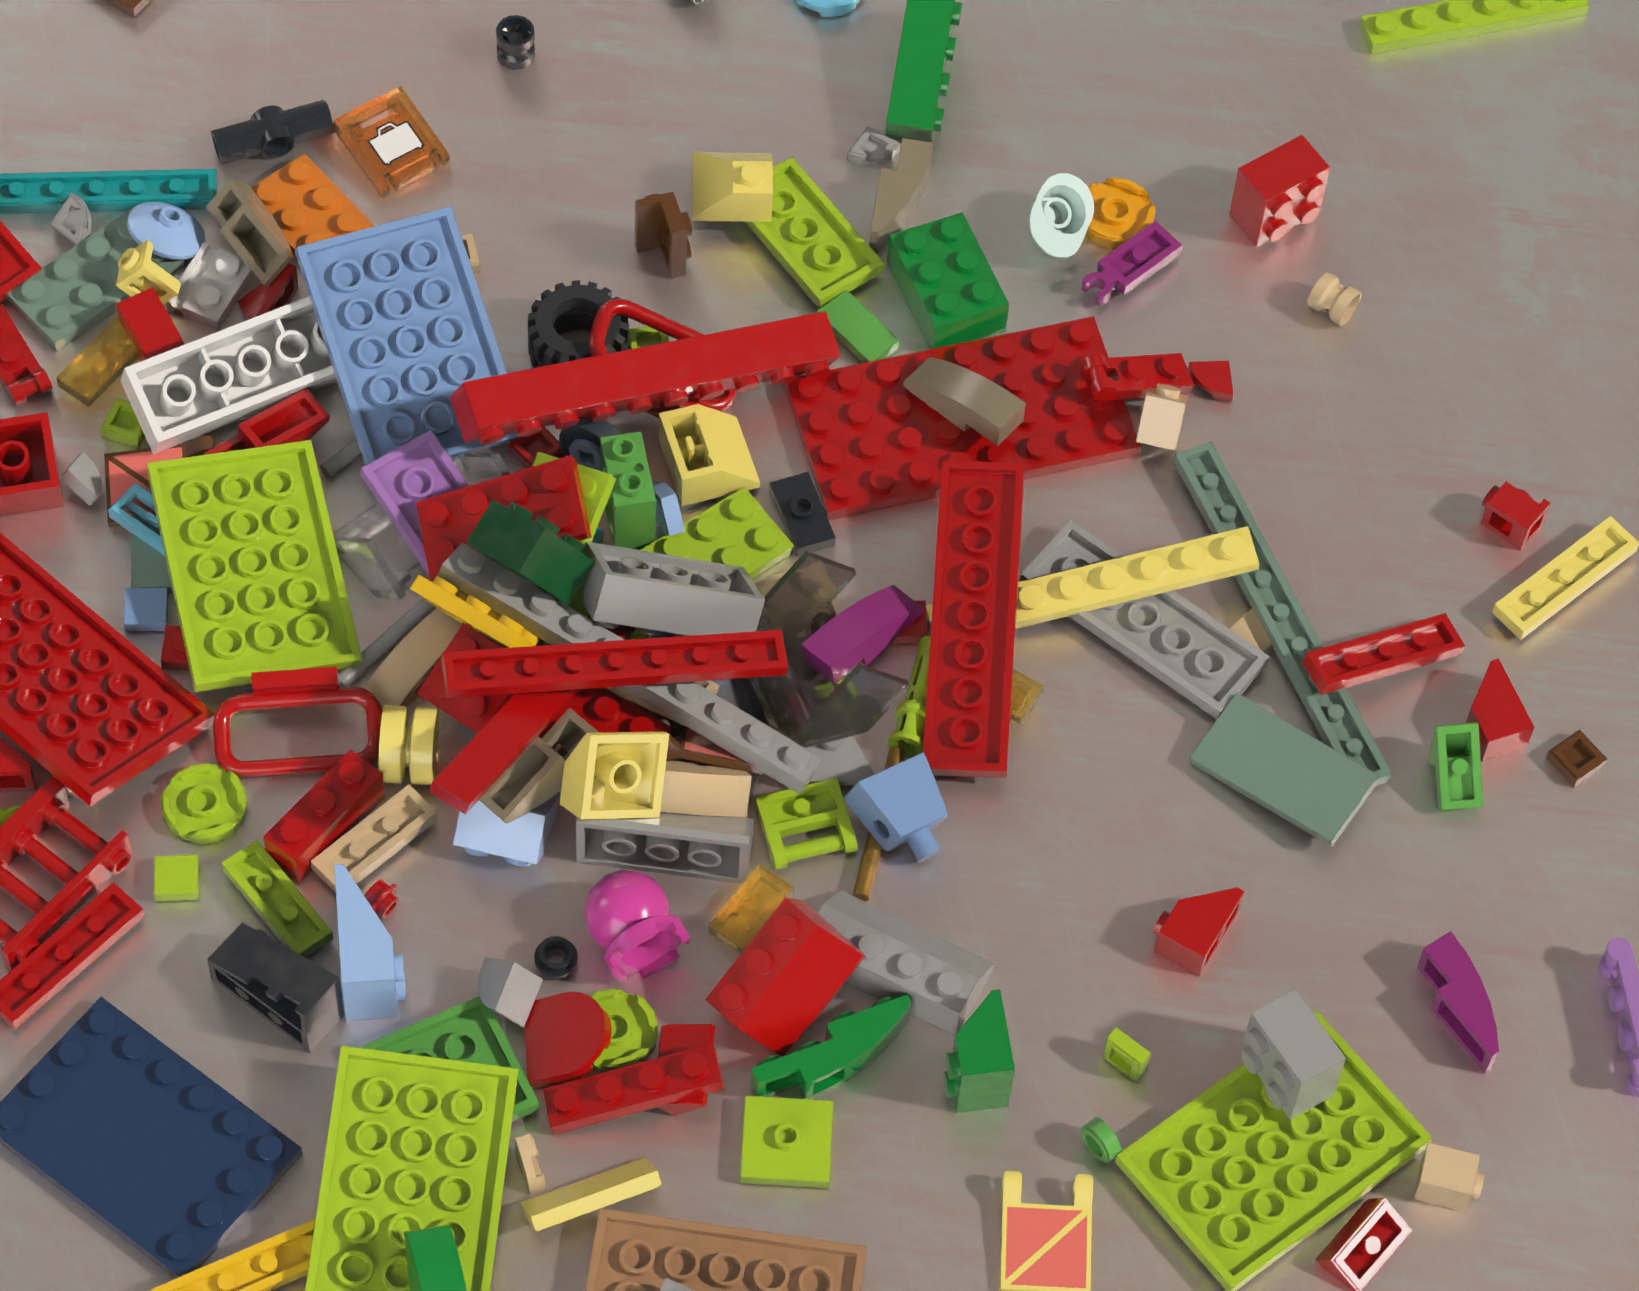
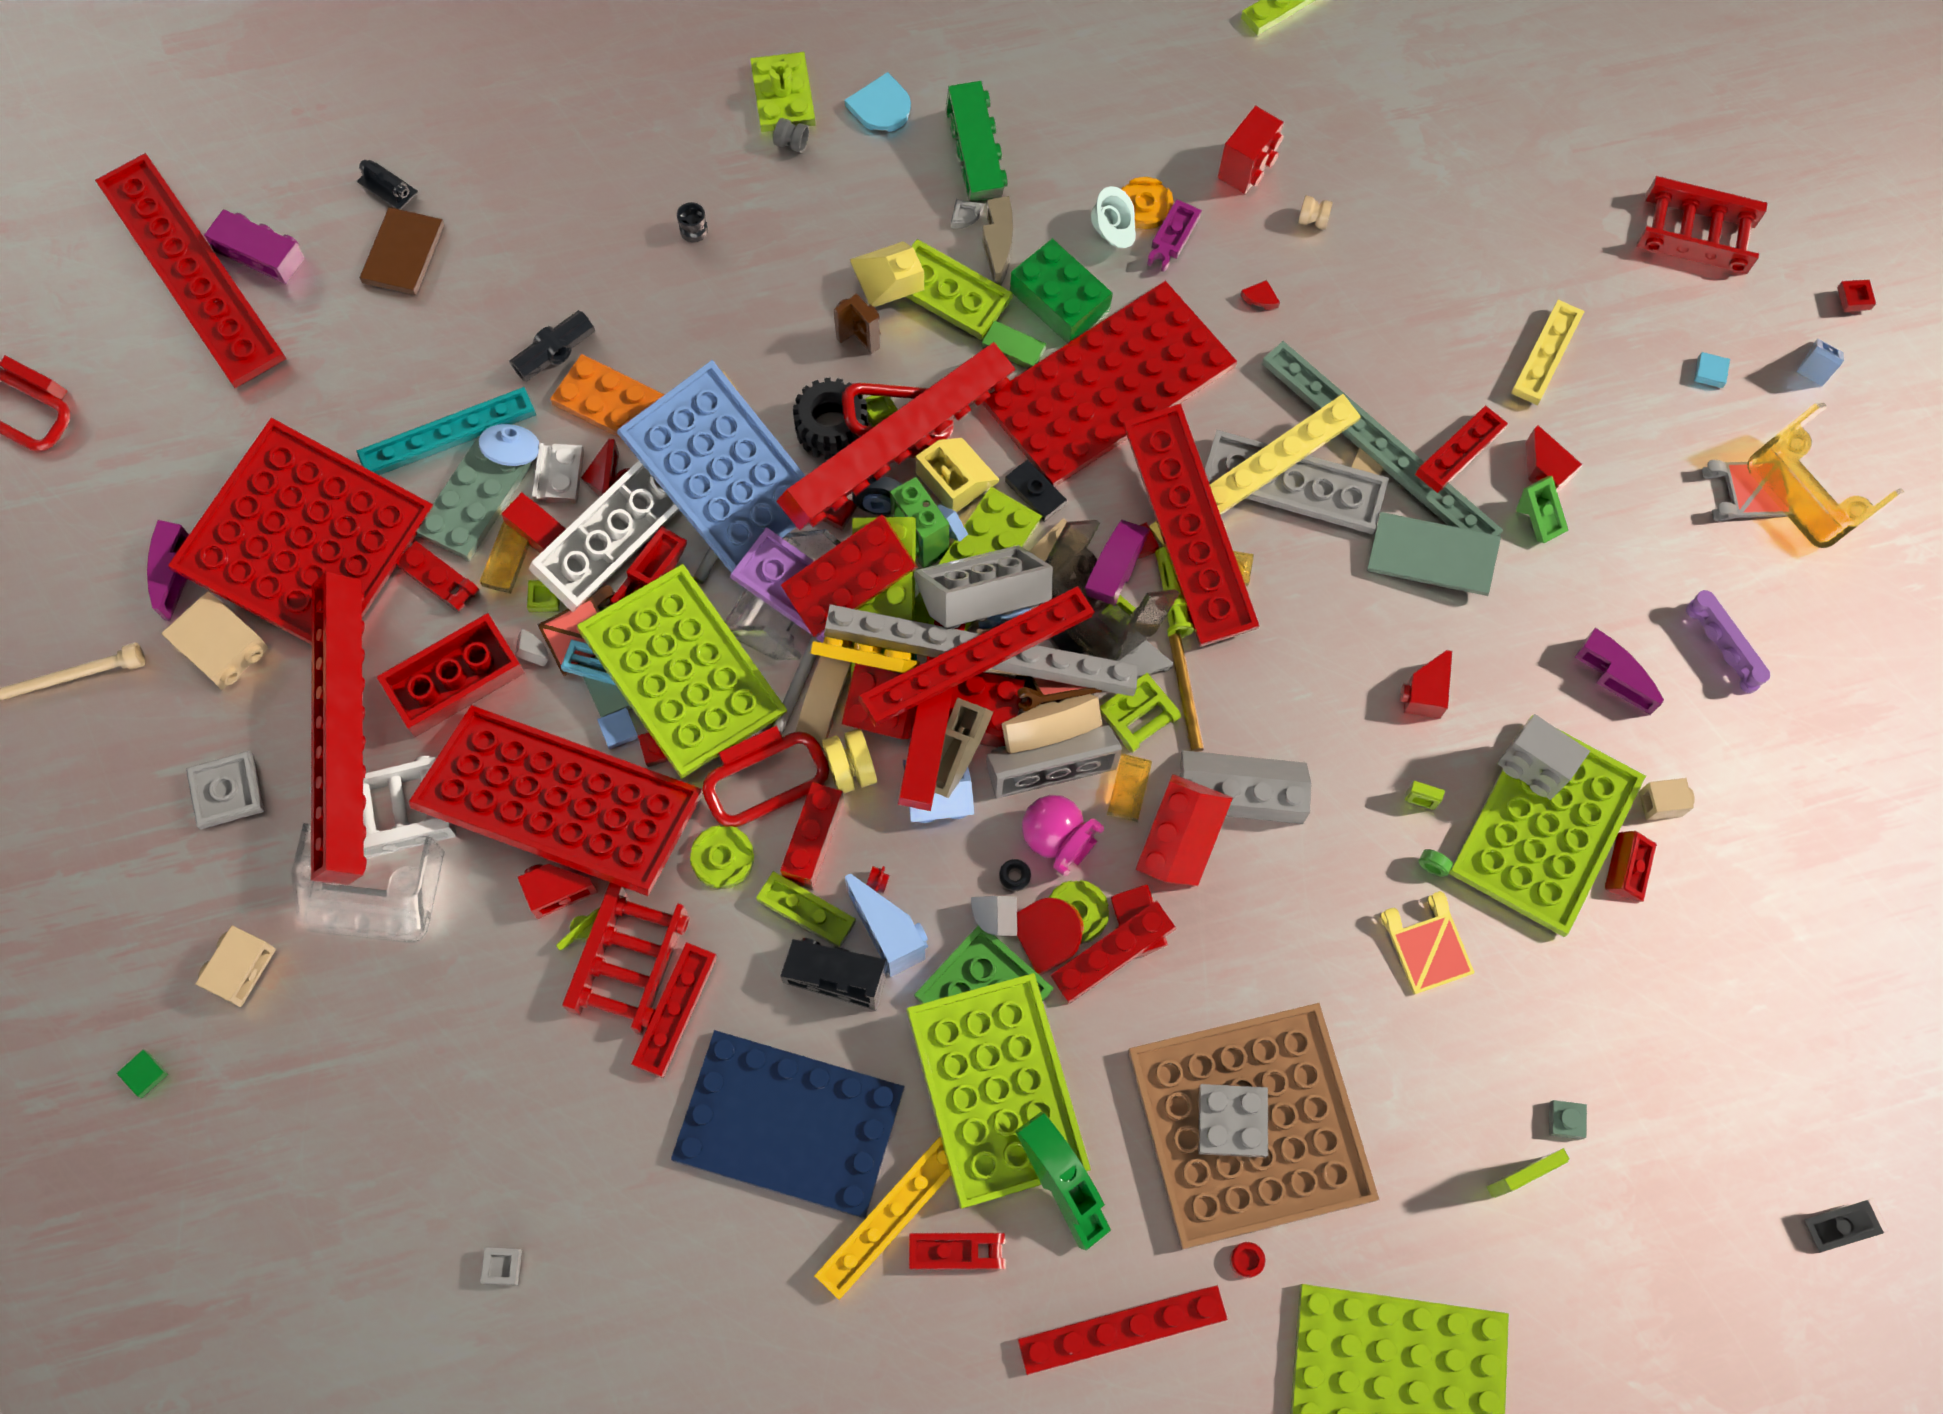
camera: 20 degrees left, 10 degrees up
(73, 220) = (440, 460): light grey tile -> none
(140, 273) = (507, 485): light yellow bracket -> none
(176, 878) = (727, 919): lime tile -> none
(251, 230) = (571, 424): dark tan slope -> none
(376, 837) = (853, 837): tan plate -> none
(394, 145) = (642, 325): clear orange container -> none
(526, 1157) = (1061, 1029): tan tile -> none
(532, 549) = (886, 595): dark green brick -> none
(591, 1194) = (1117, 1039): light yellow tile -> none
(615, 775) = (1012, 737): light yellow slope -> none
(787, 1142) = (1228, 946): lime plate -> none
(848, 1048) = (1240, 862): green slope -> none
(901, 806) = (1201, 677): medium blue torso -> none
(967, 399) = (1113, 369): dark tan slope -> none
(982, 1060) = (1338, 837): green slope -> none
(1132, 375) = (1215, 312): red plate -> none
(1162, 417) = (1245, 335): tan brick -> none
(1513, 514) = (1496, 320): red brick -> none
(1576, 758) = (1609, 474): reddish brown tile -> none

